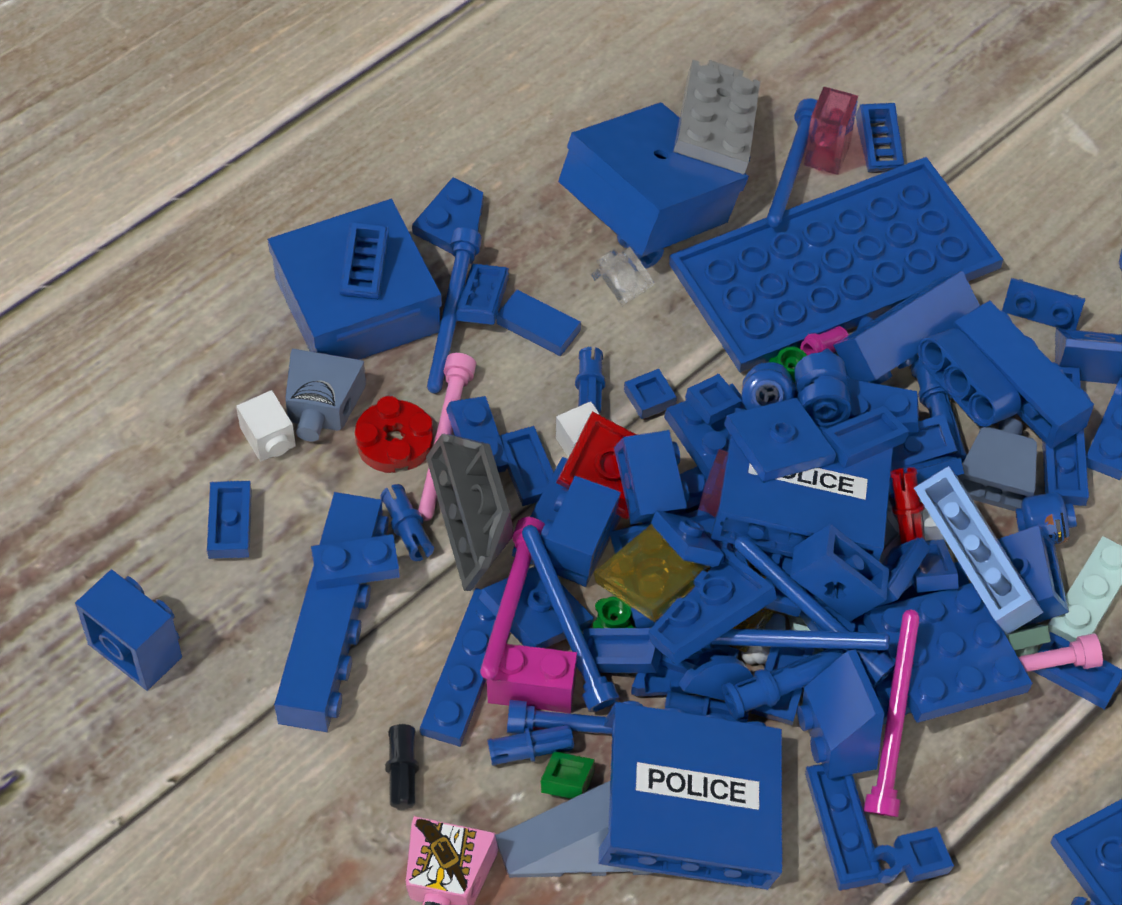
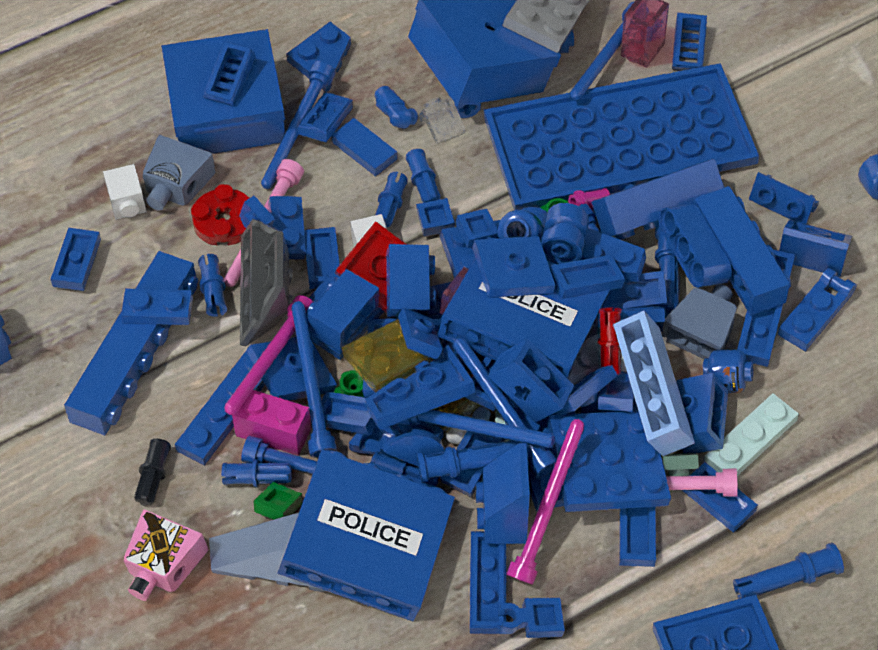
camera: 15 degrees right, 0 degrees up
(438, 423) = (255, 209): none -> blue plate
(561, 269) = (395, 108): none -> blue arm
(619, 346) = (422, 175): none -> blue axle
(1000, 736) = (637, 537): none -> blue tile

